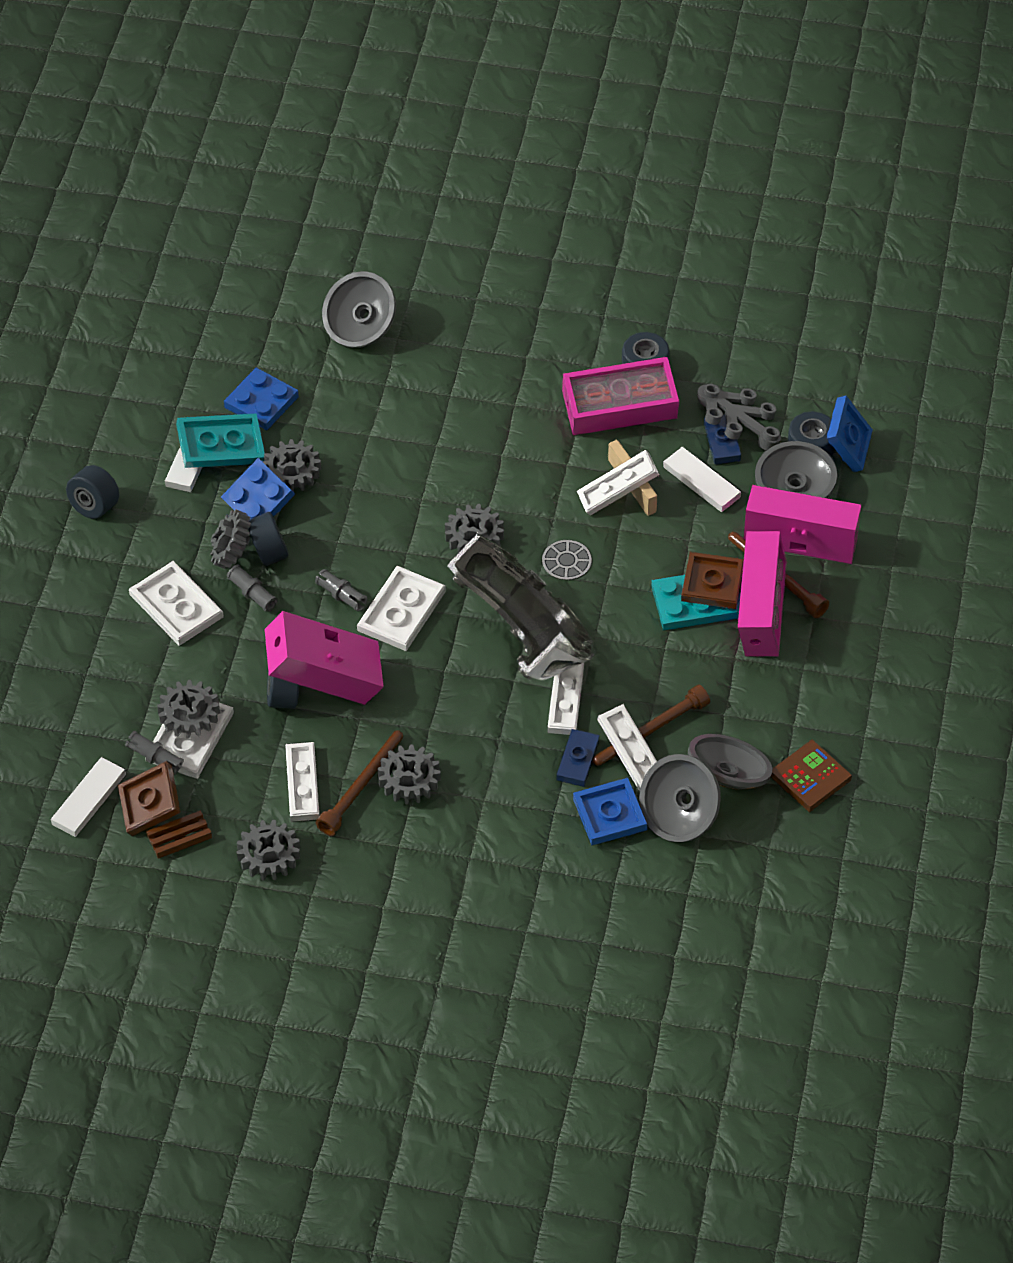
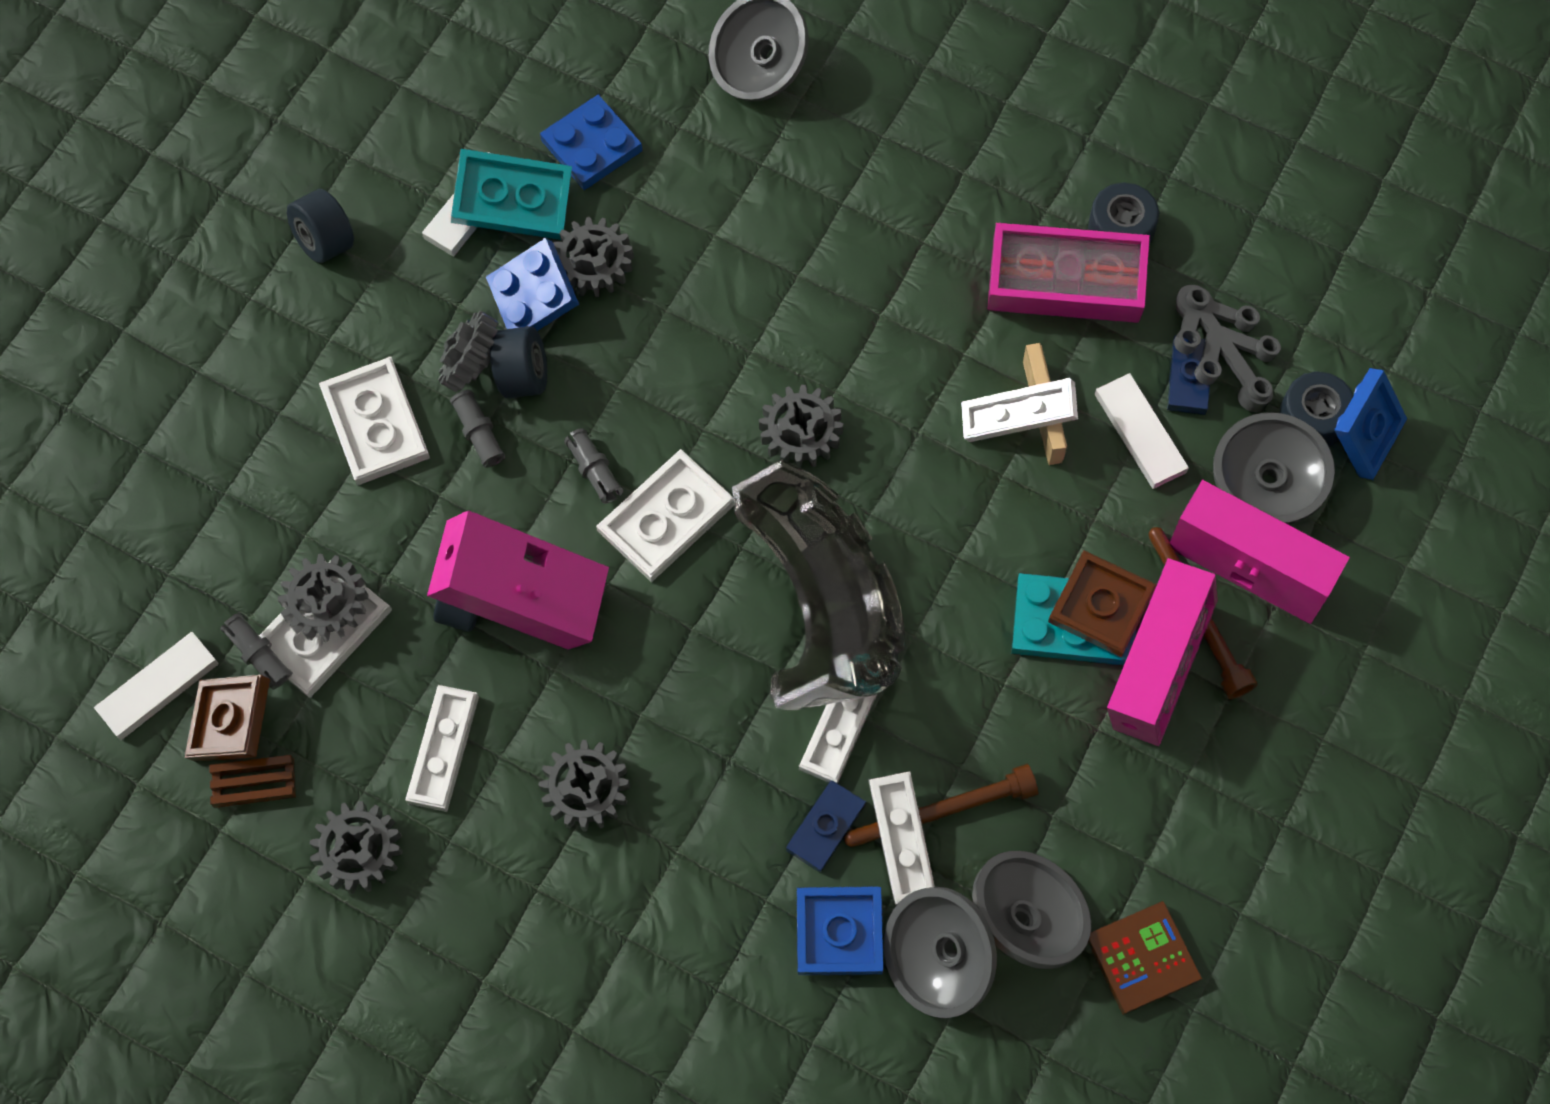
camera: 20 degrees right, 15 degrees up
(330, 821) = (458, 823): reddish brown piece -> none
(566, 559) = (915, 502): sticker -> none

